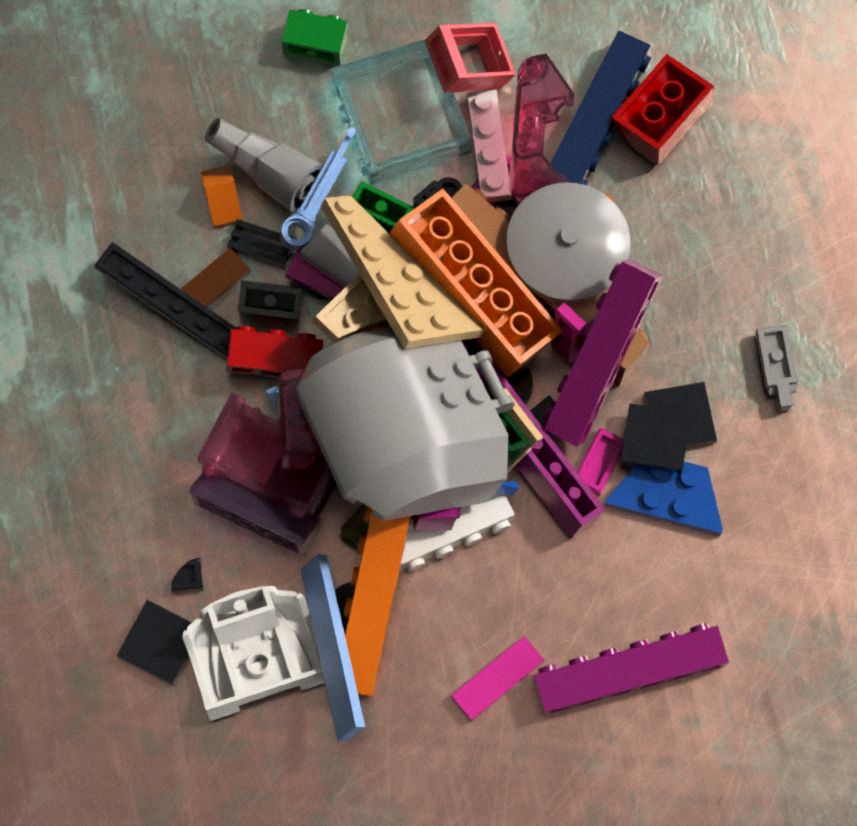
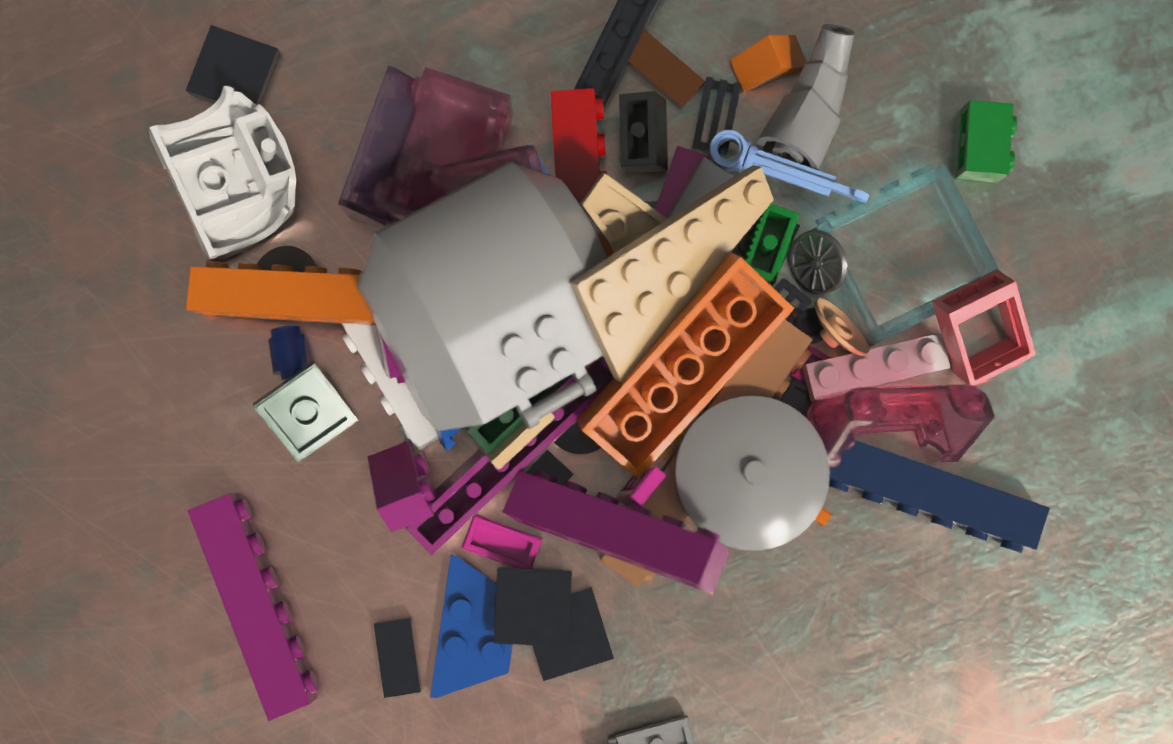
camera: 80 degrees right, 10 degrees up
(188, 577) = (310, 92): black tile -> none
(332, 648) = (230, 257): light blue tile -> none
(399, 175) = (818, 262): none -> flat silver wheel
(418, 618) = (287, 351): none -> clear blue brick
(456, 168) = (839, 328): none -> light nougat dish
(470, 607) = (305, 411): none -> tile
(497, 678) = (231, 453): dark pink tile -> none
(545, 526) = (400, 486): none -> magenta hinge
(663, 109) = (955, 574): red slope -> none
(685, 557) = (397, 657): none -> black tile

